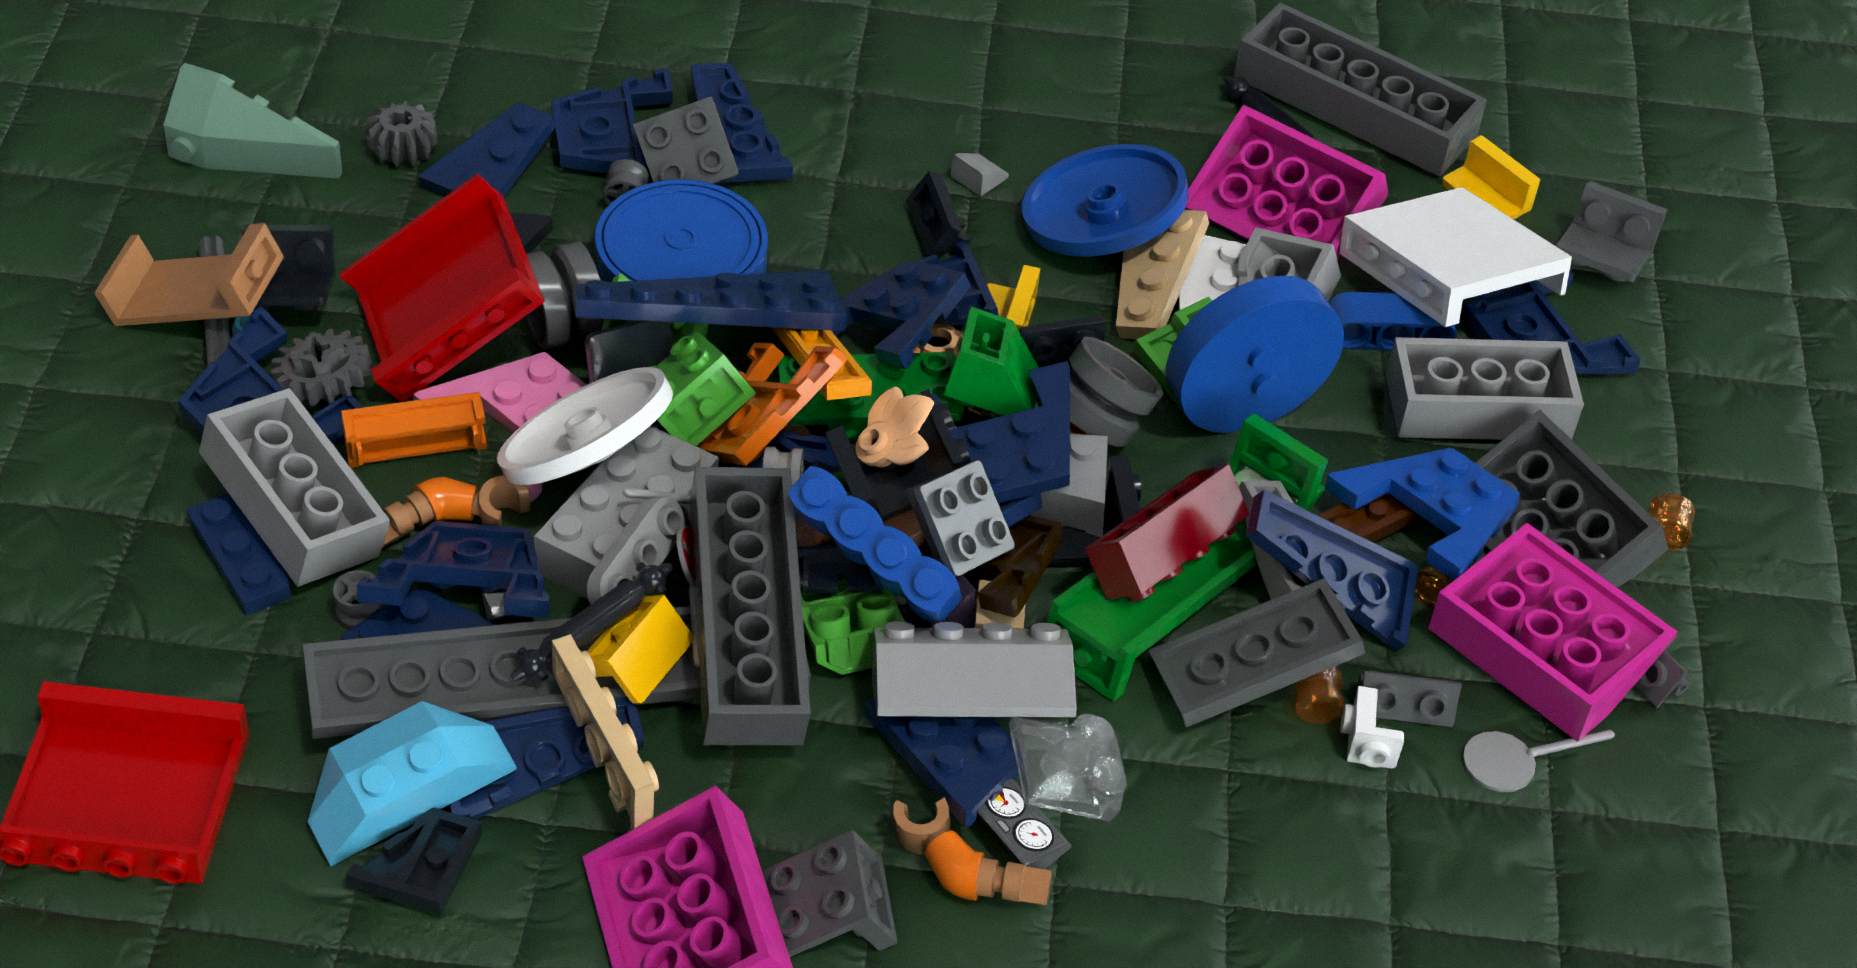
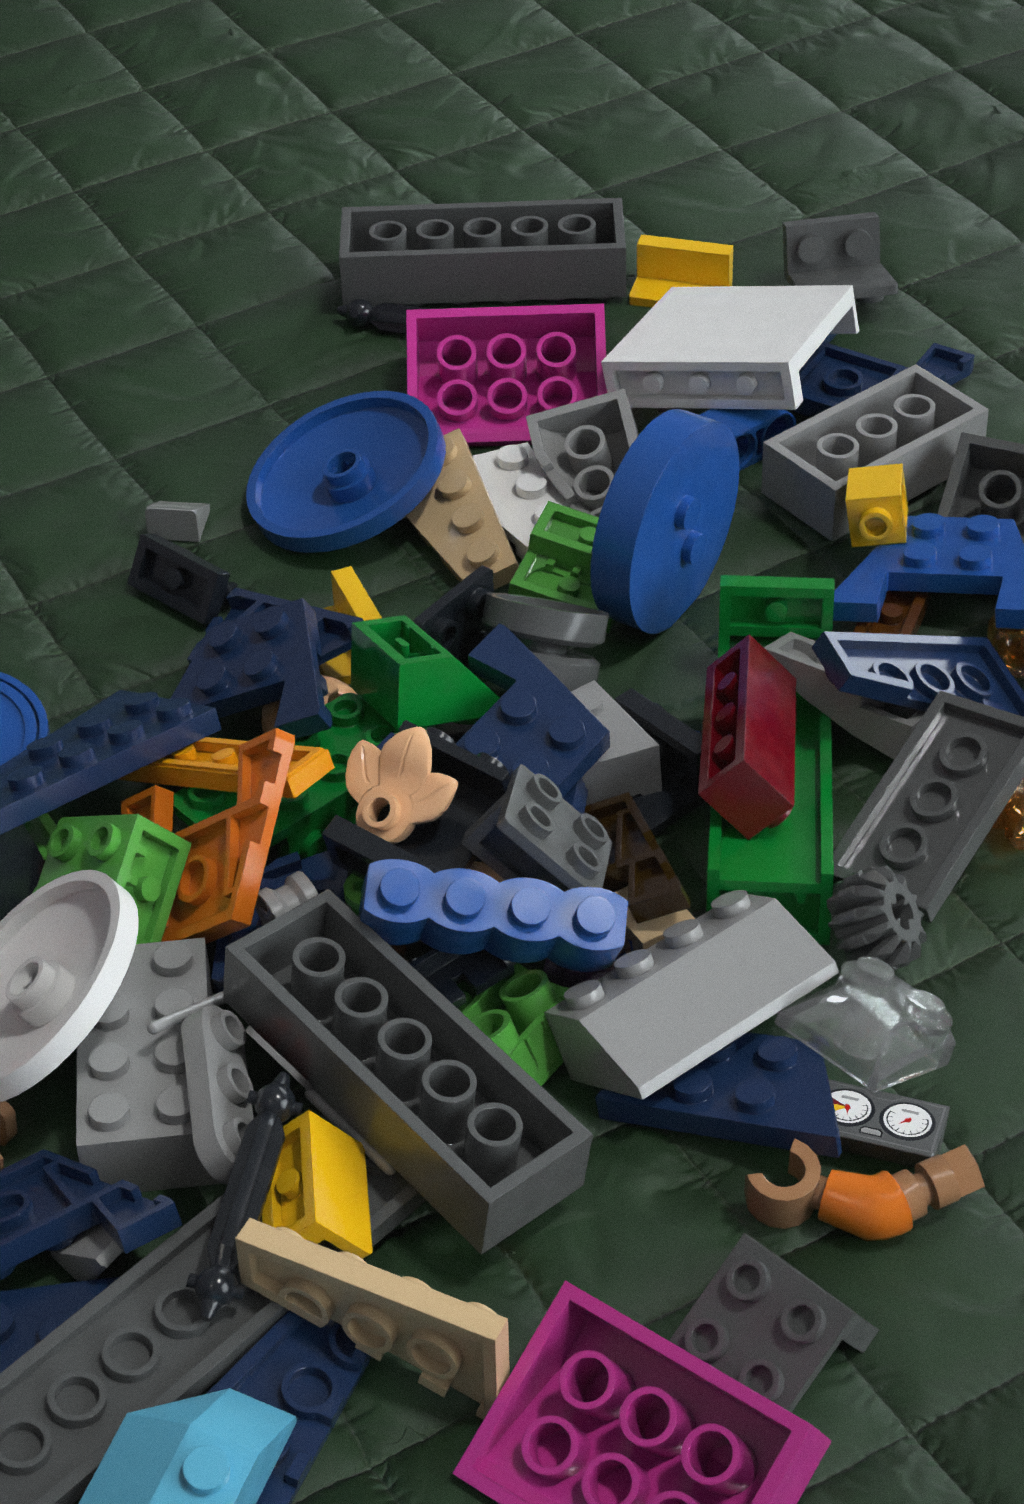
camera: 30 degrees left, 5 degrees down
(1139, 701) = (877, 917): none -> dark grey gear
(1426, 427) = (877, 505): none -> yellow brick

